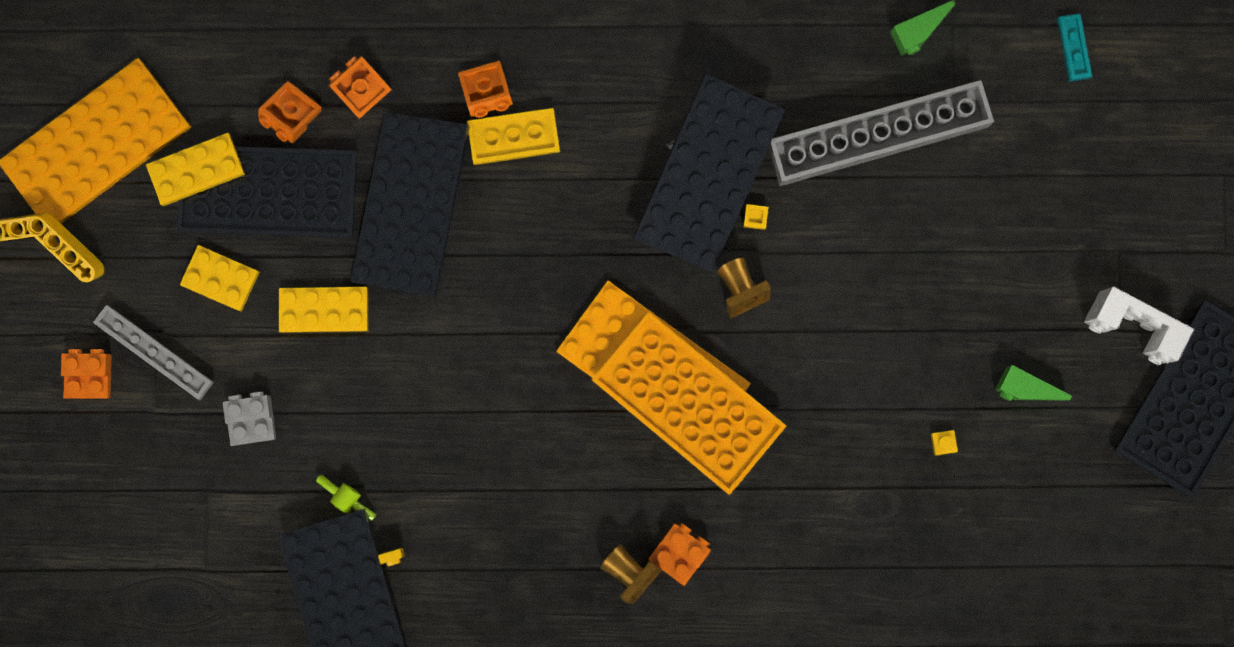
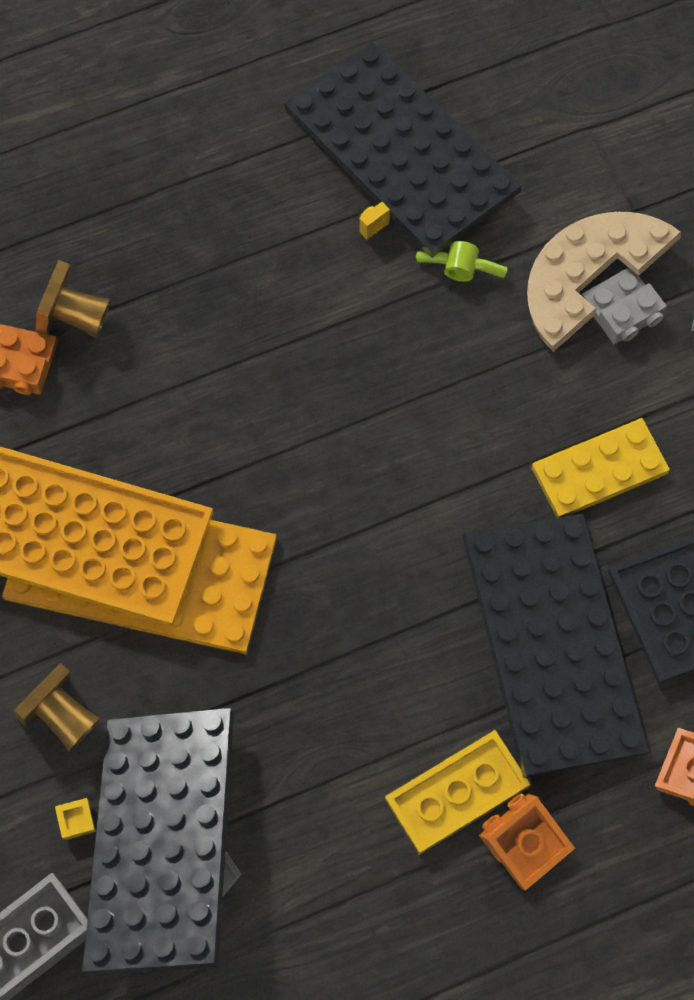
camera: 155 degrees right, 15 degrees down
(264, 467) = (579, 256): none -> tan plate

